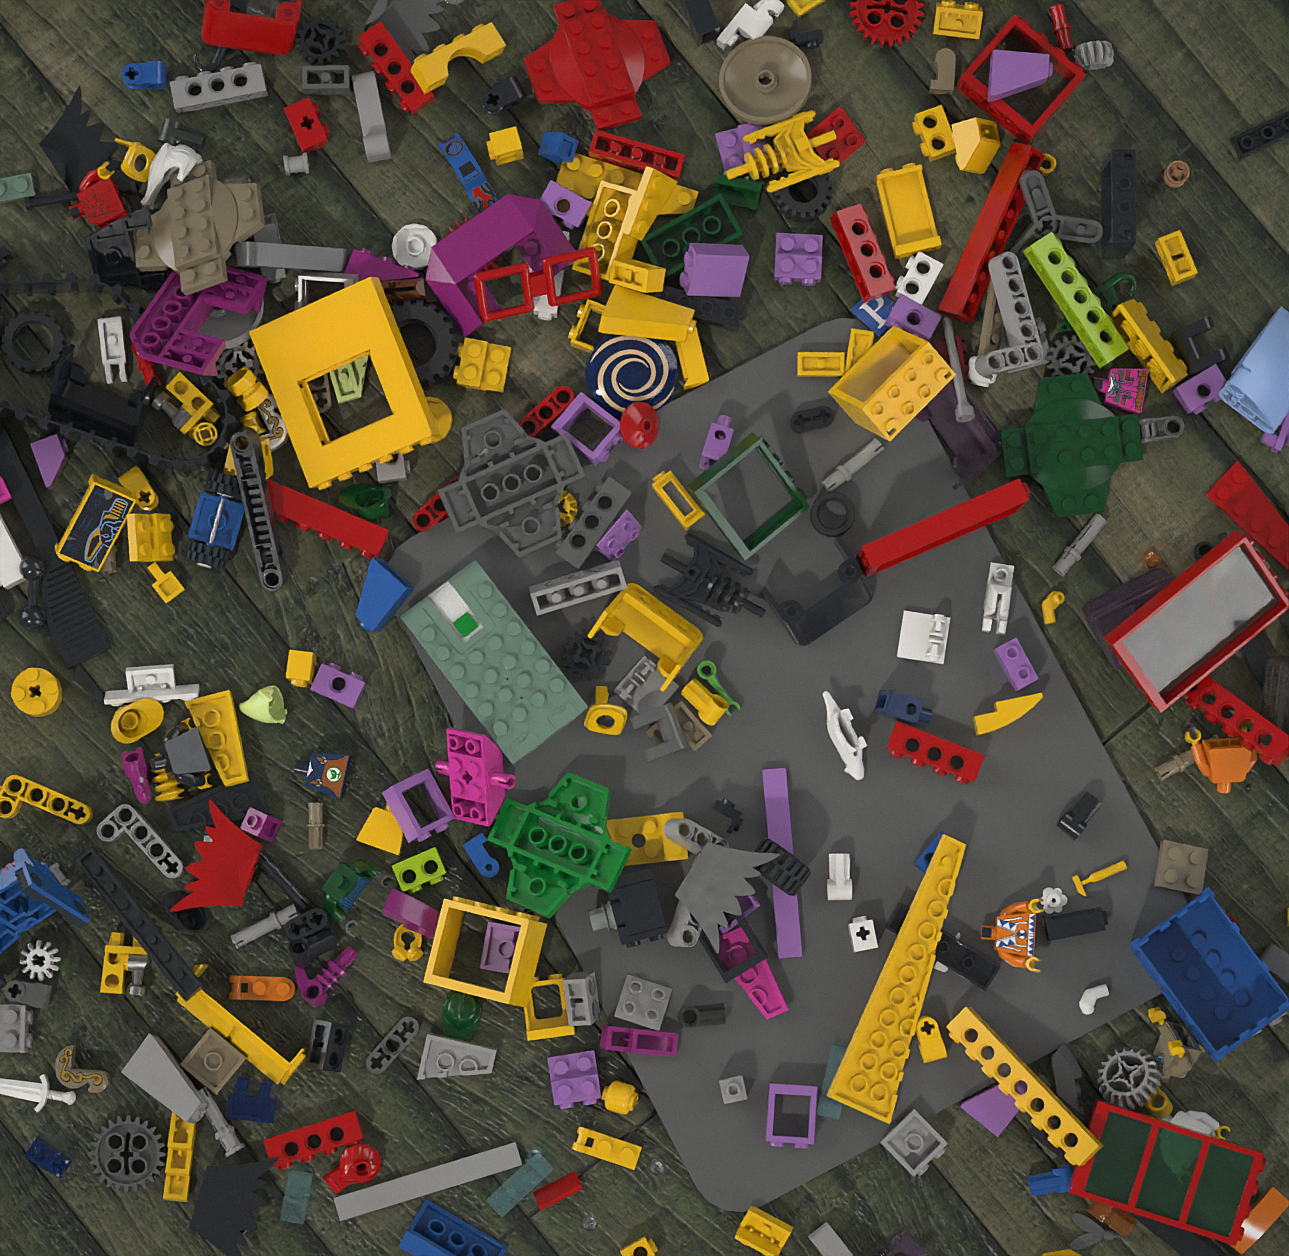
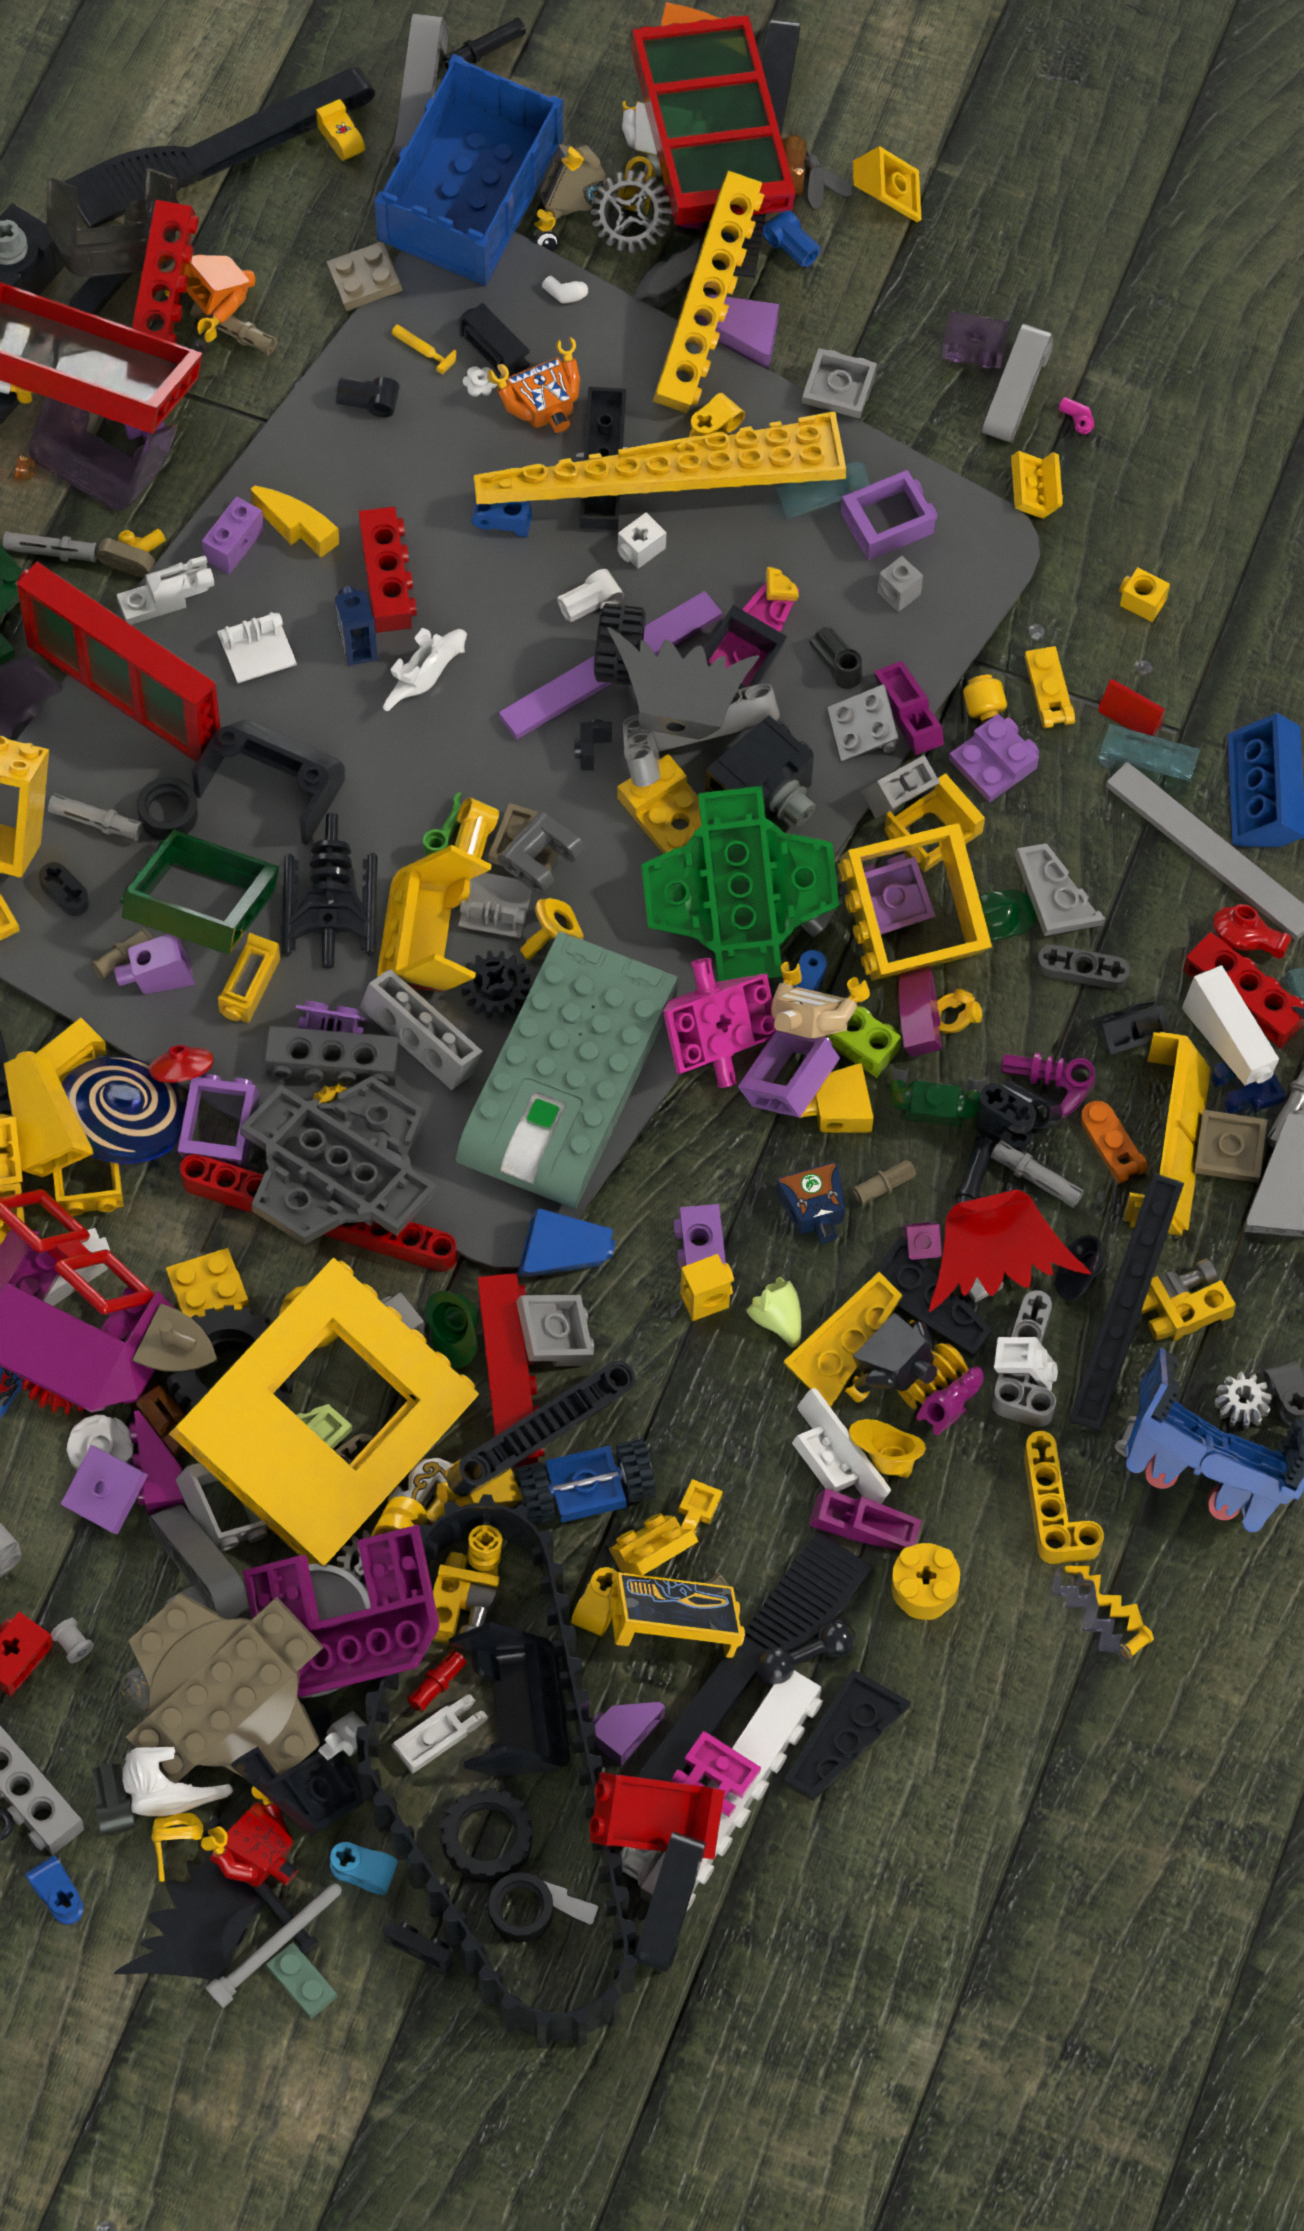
camera: 120 degrees left, 20 degrees down
(29, 140) = (224, 1988): none -> light grey piece
(53, 259) = (367, 1869): none -> dark azure piece
(98, 679) = (864, 1521): none -> magenta slope
(136, 835) = (1025, 1356): none -> white bracket
(140, 292) = (342, 1736): none -> white plate
(283, 1106) = (1229, 1026): none -> white slope
(327, 559) = (555, 1329): none -> light grey plate
(379, 231) = (104, 1489): none -> medium lavender plate
(441, 315) = (174, 1343): none -> dark tan shield
(446, 837) = (813, 1012): none -> tan torso
(741, 424) = (119, 954): none -> dark tan pin
(773, 1005) = (779, 586): none -> yellow tile
(1042, 588) = (125, 557): none -> dark tan beam
(1142, 1010) = (548, 240): none -> black sticker

